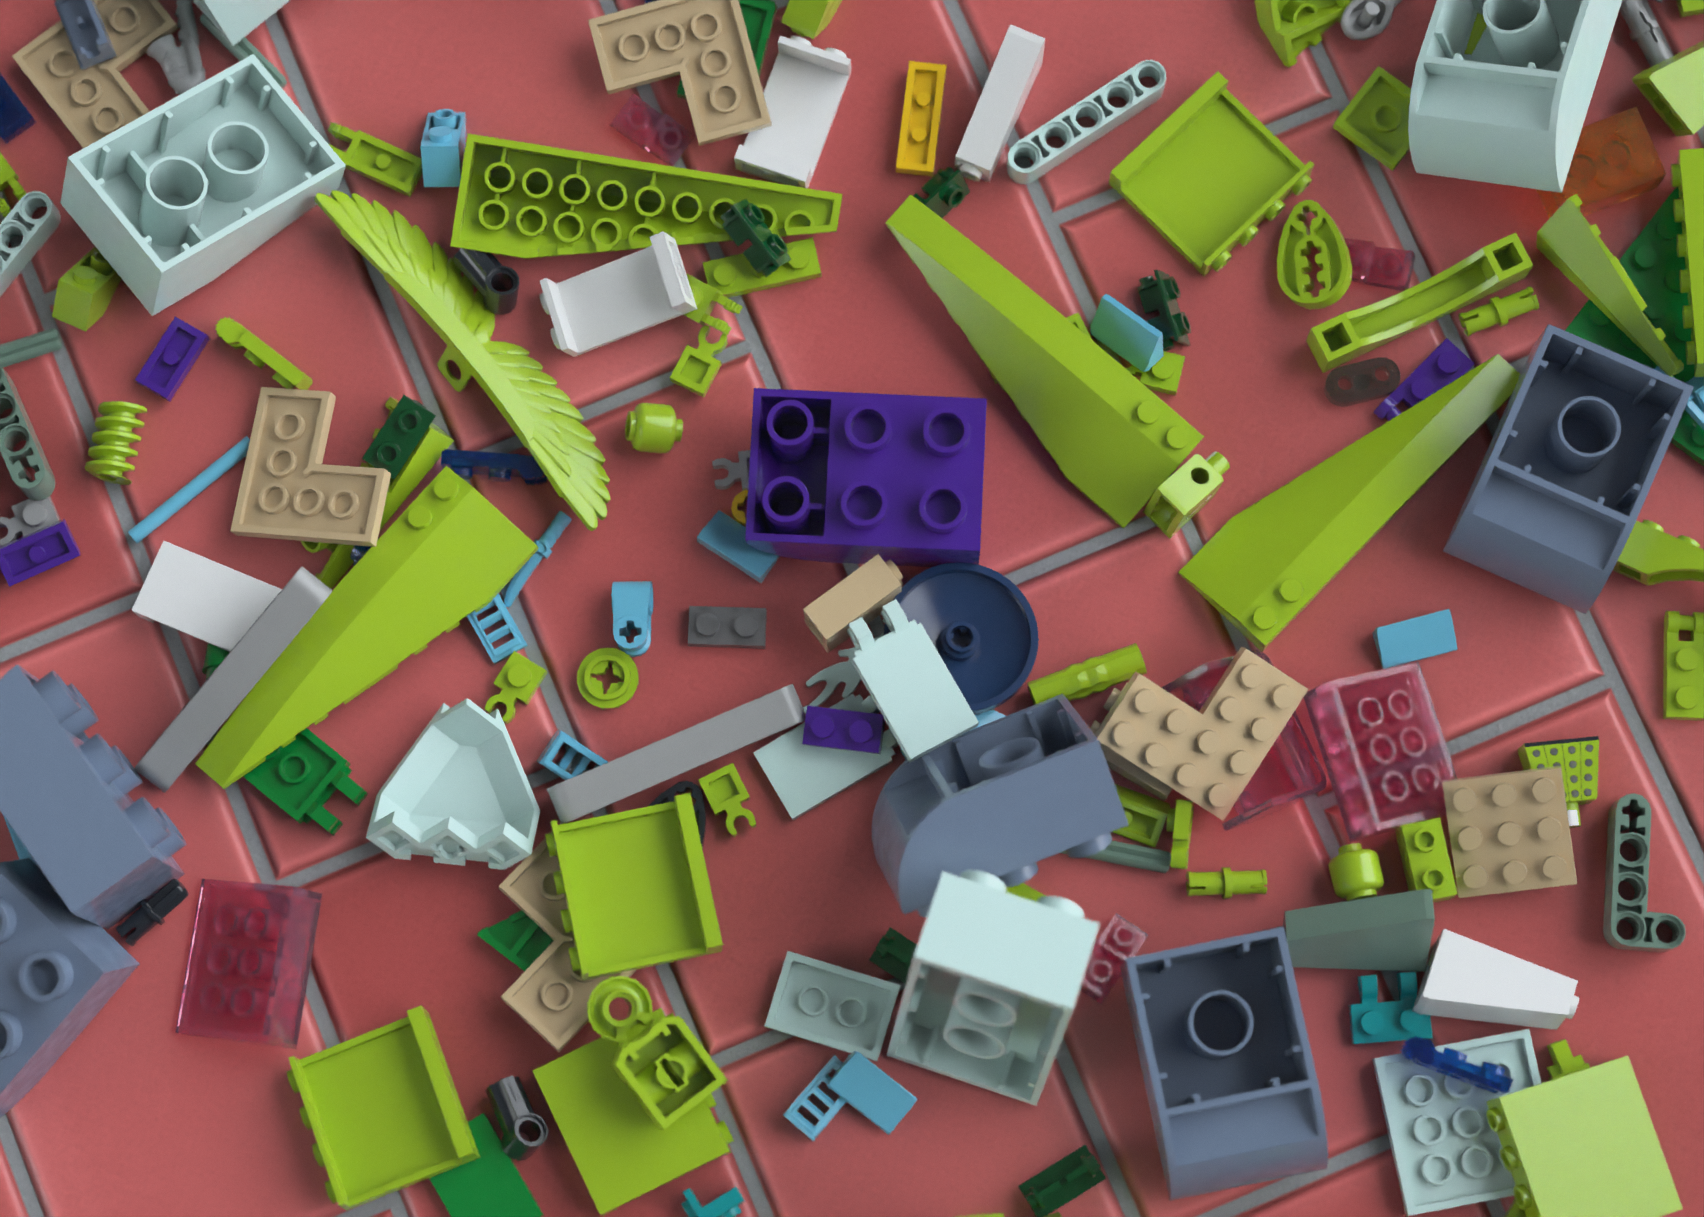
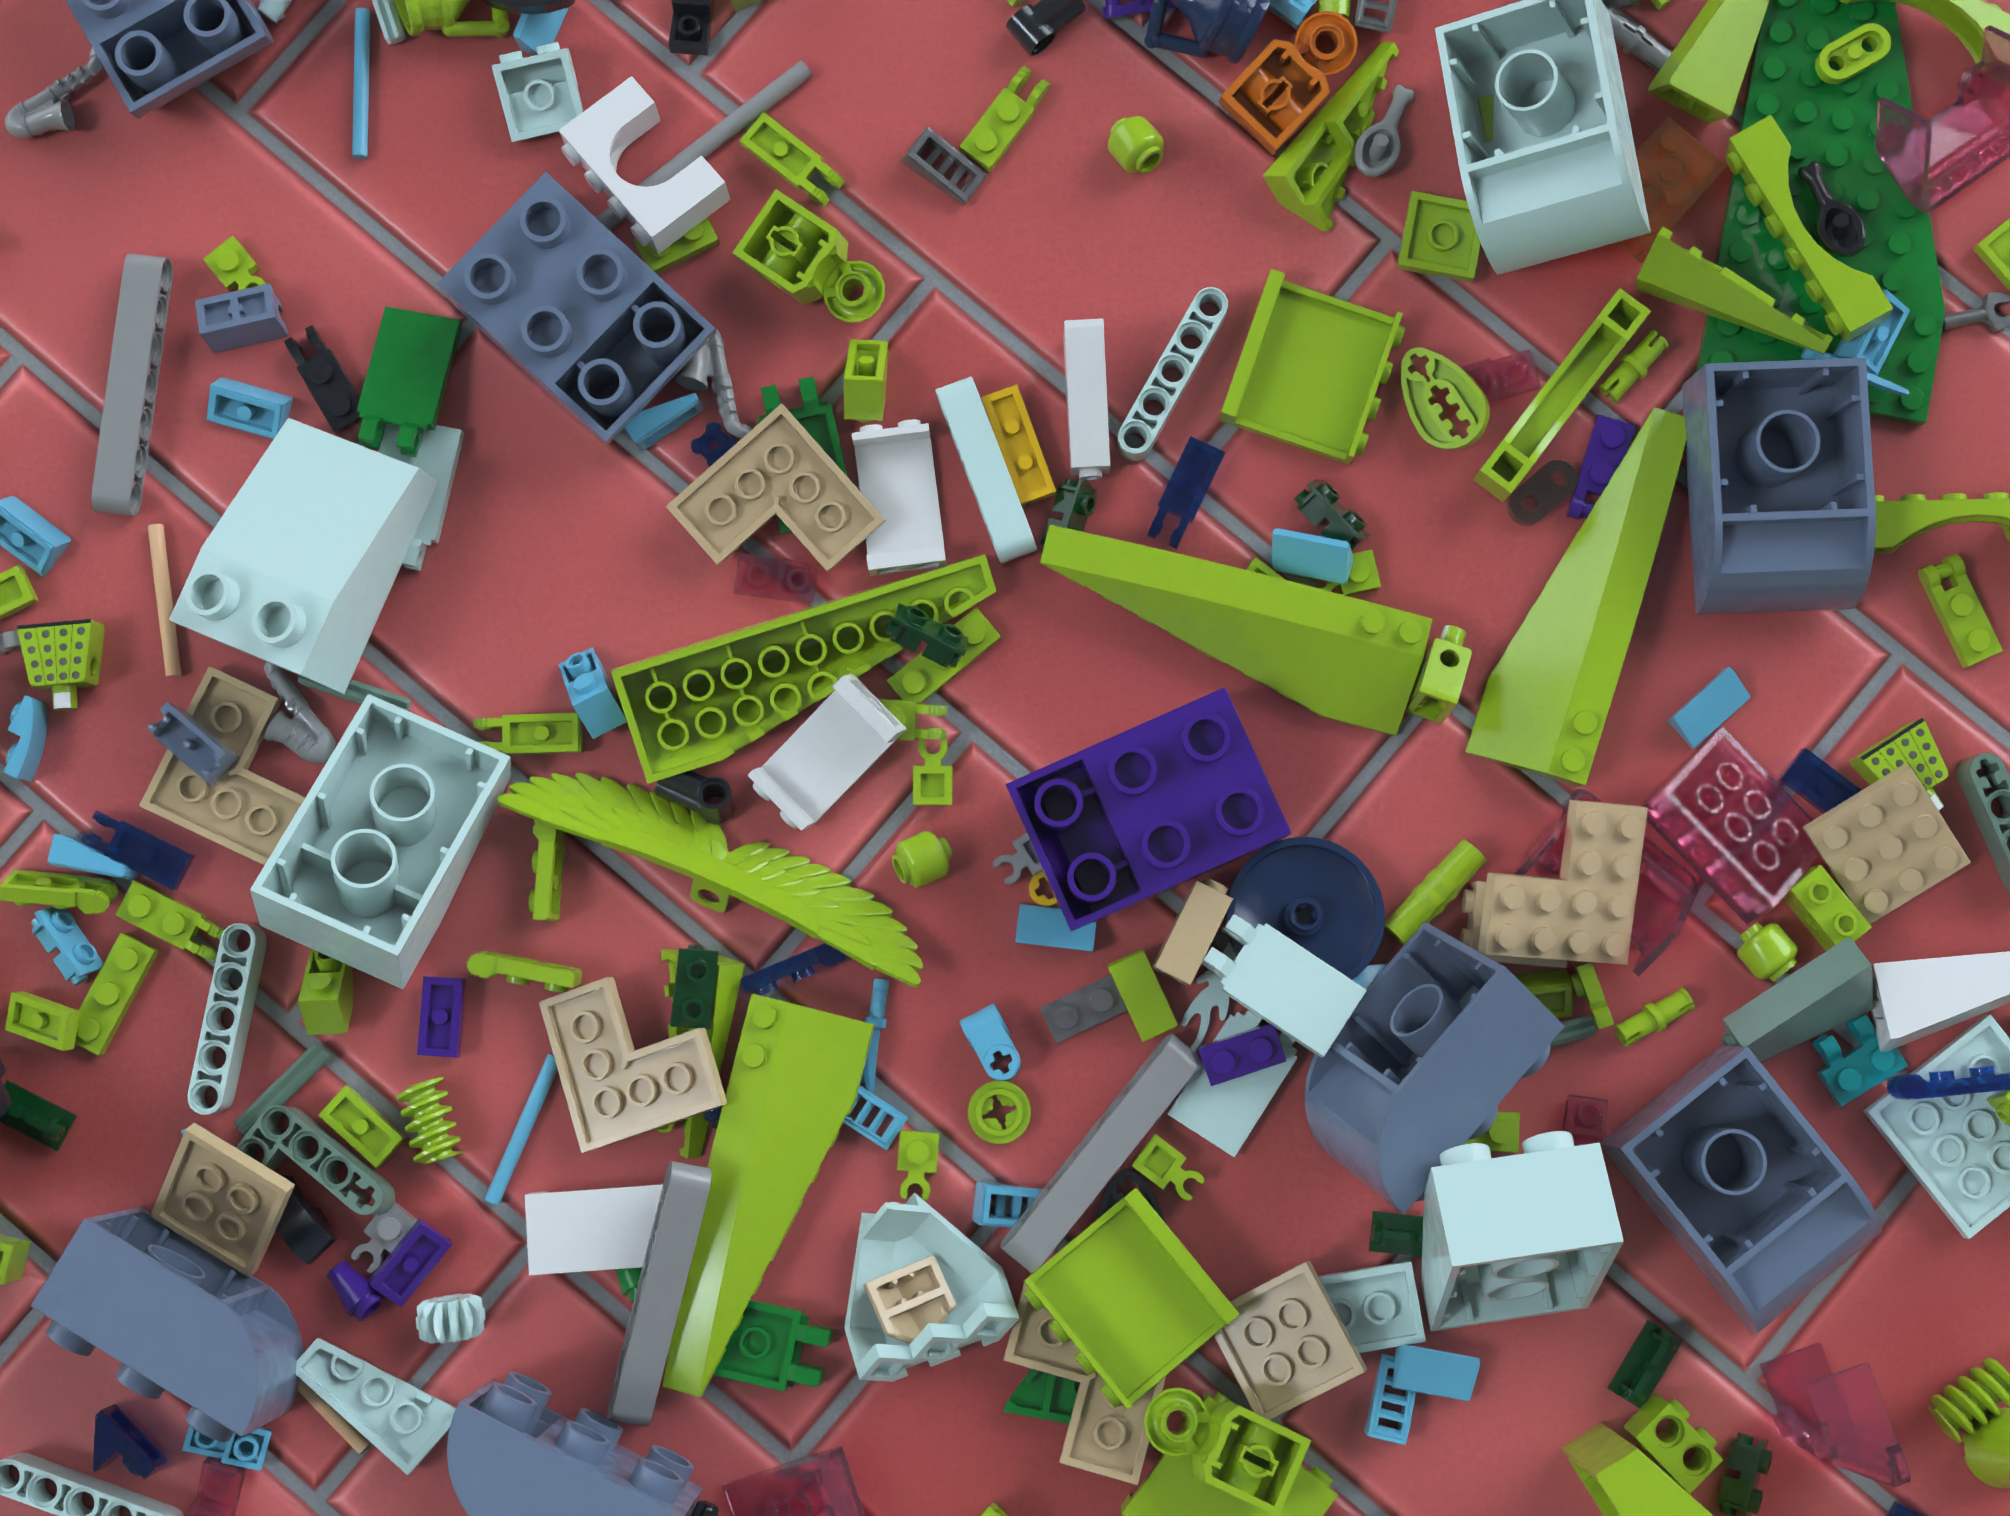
camera: 25 degrees left, 5 degrees up
(46, 614) = (450, 1318): none -> light aqua gear
(56, 418) = (362, 1126): none -> lime plate
(328, 280) = (548, 867): none -> lime hinge
(446, 791) = (911, 1299): none -> tan slope
(754, 997) = (1288, 1343): none -> tan plate
(784, 639) = (1142, 995): none -> lime slope
(881, 125) = (986, 470): none -> light aqua beam
(1048, 226) = (1187, 487): none -> clear blue hinge
(1477, 748) = (1817, 781): none -> clear blue hinge

